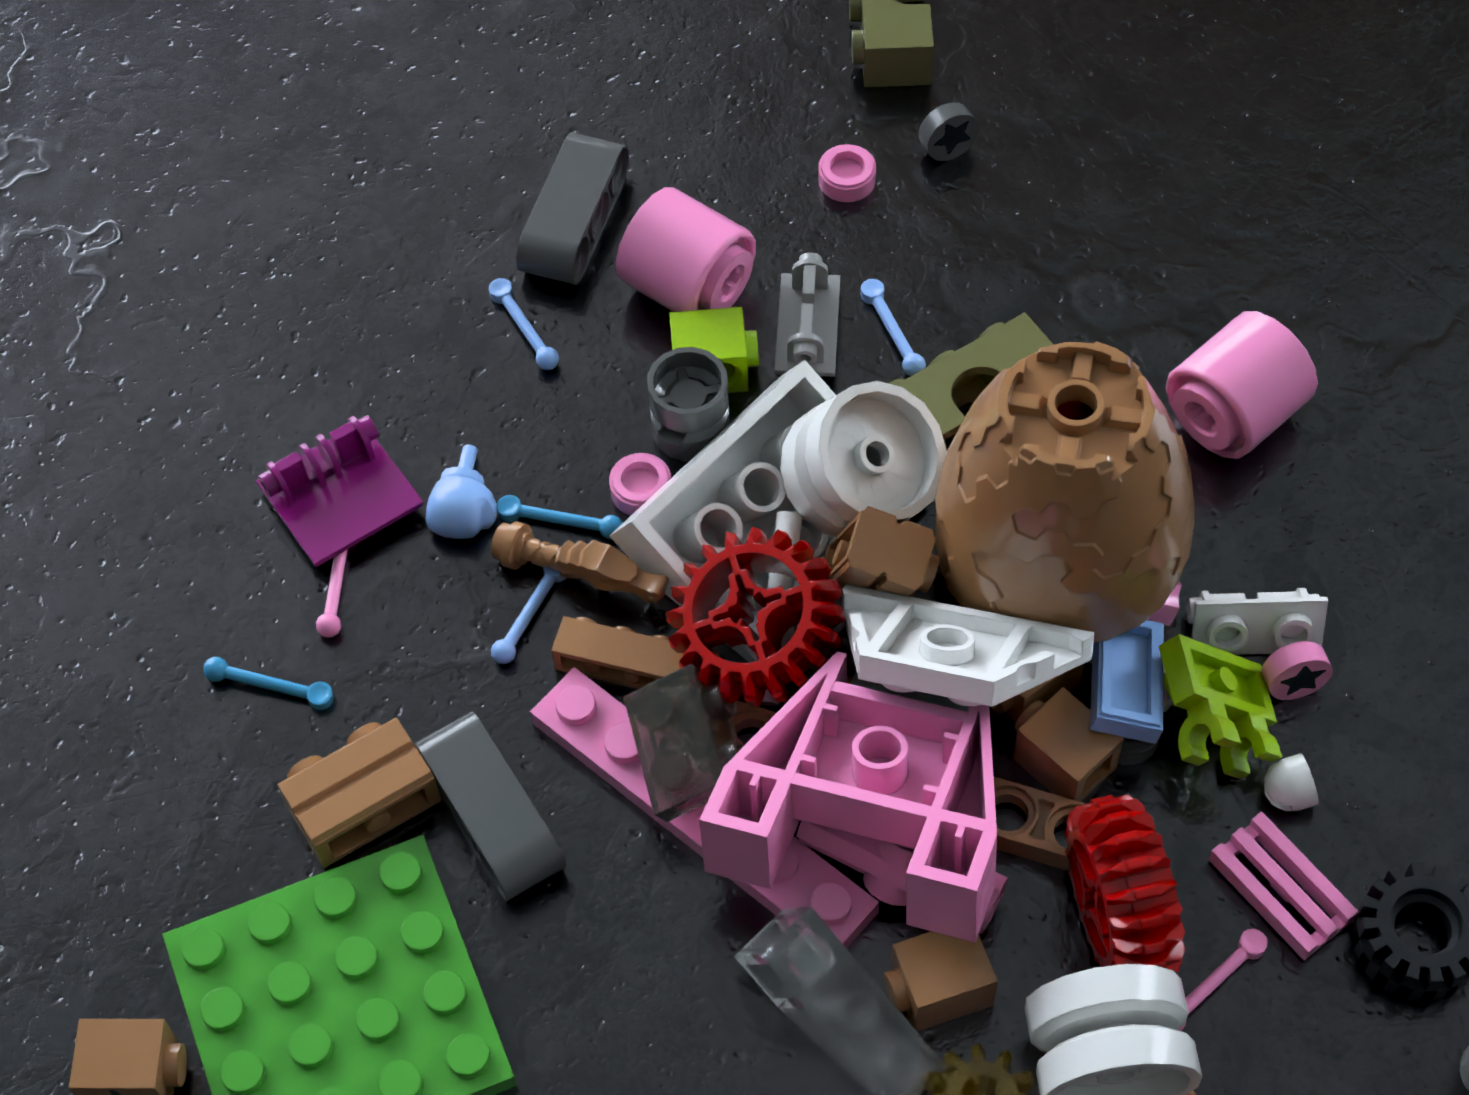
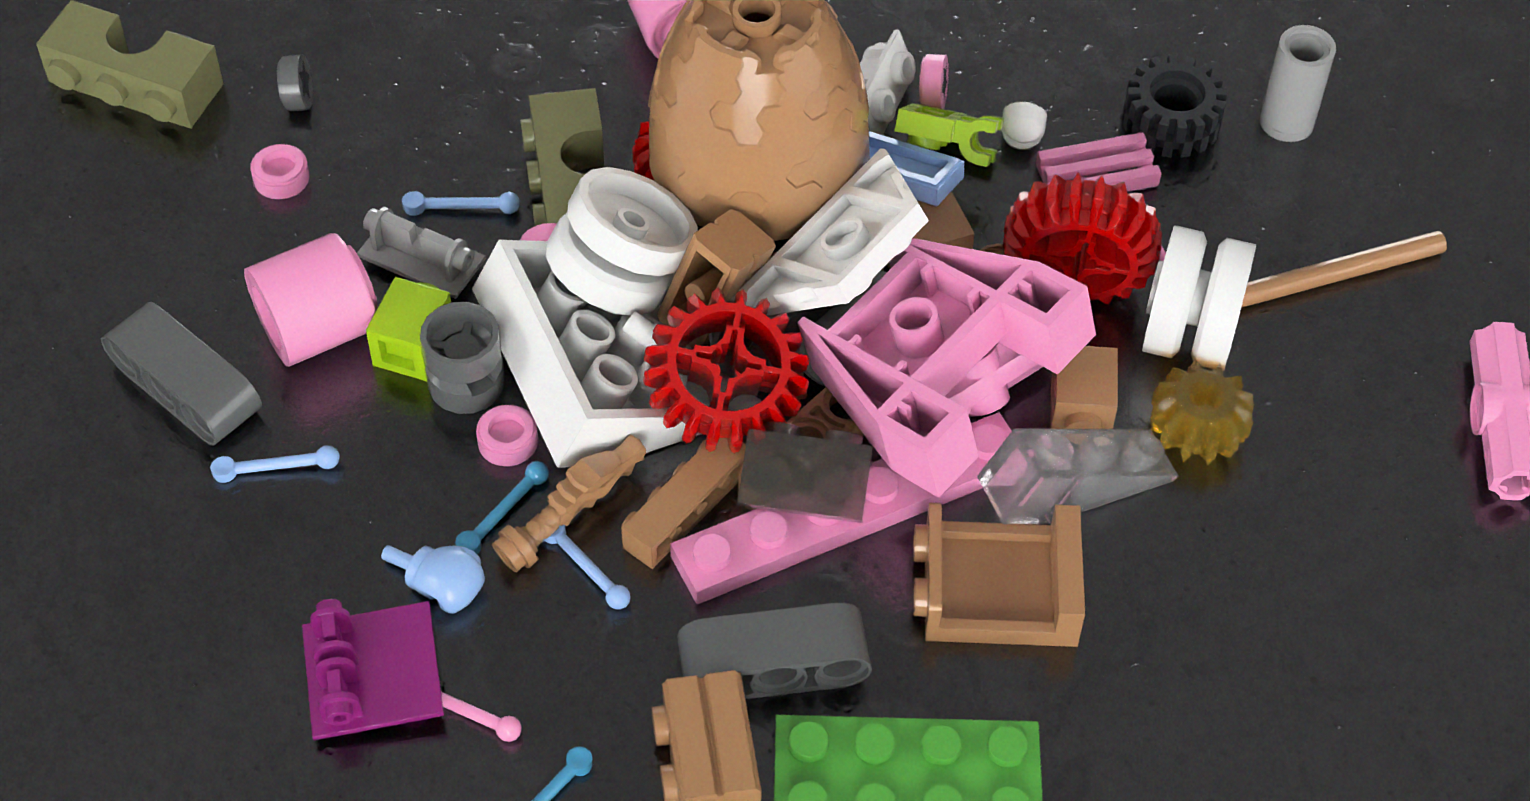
camera: 70 degrees left, 5 degrees down
(671, 977) = (1001, 580): none -> medium nougat panel

